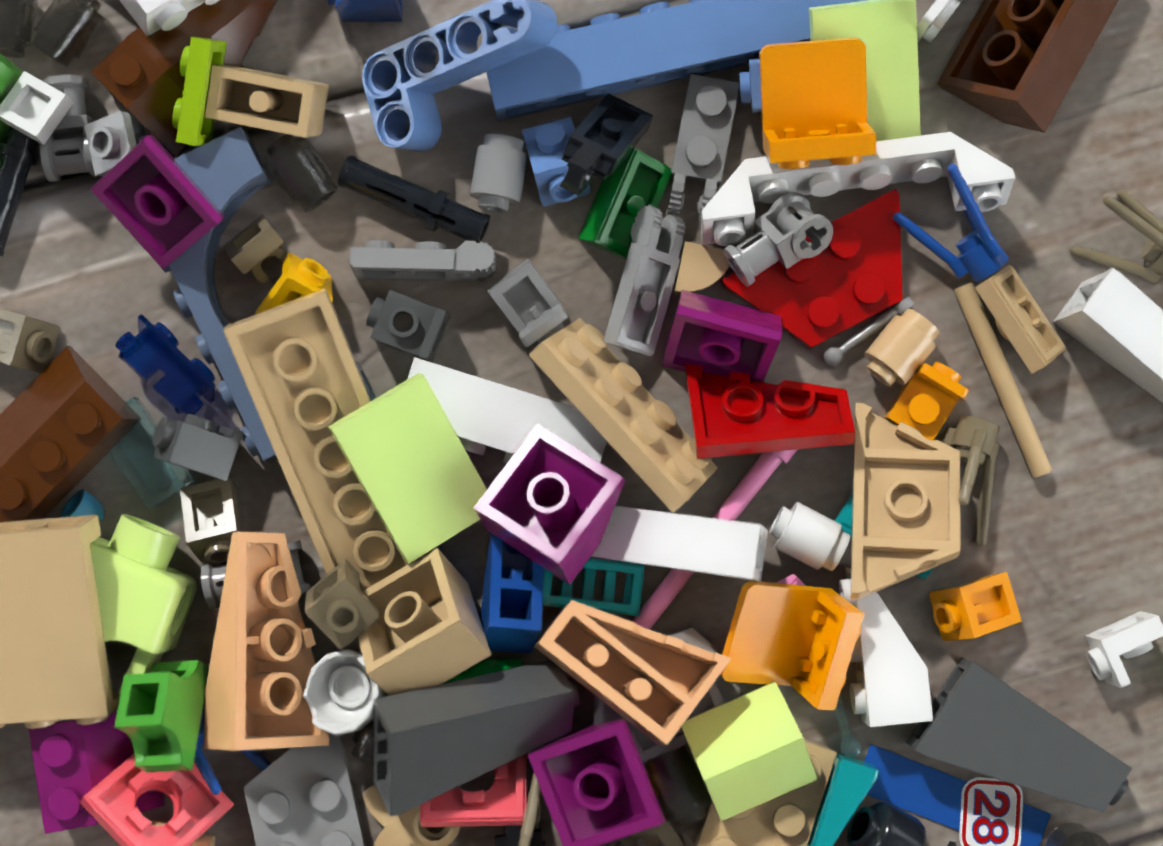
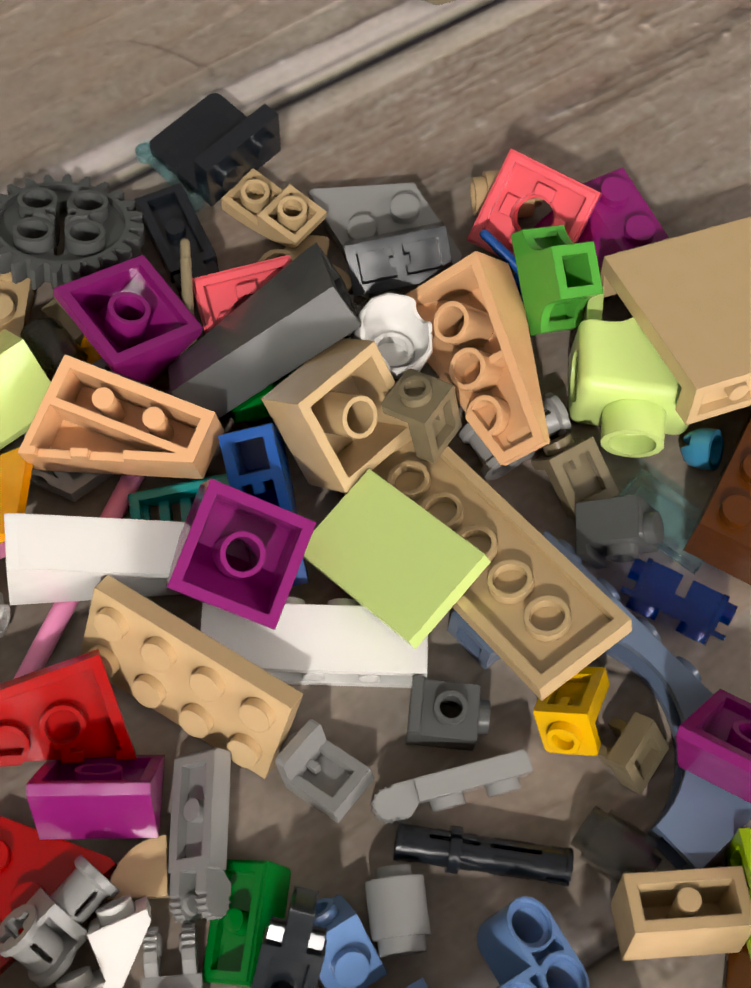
camera: 160 degrees right, 20 degrees down
(310, 790) = (397, 258): none -> hinge

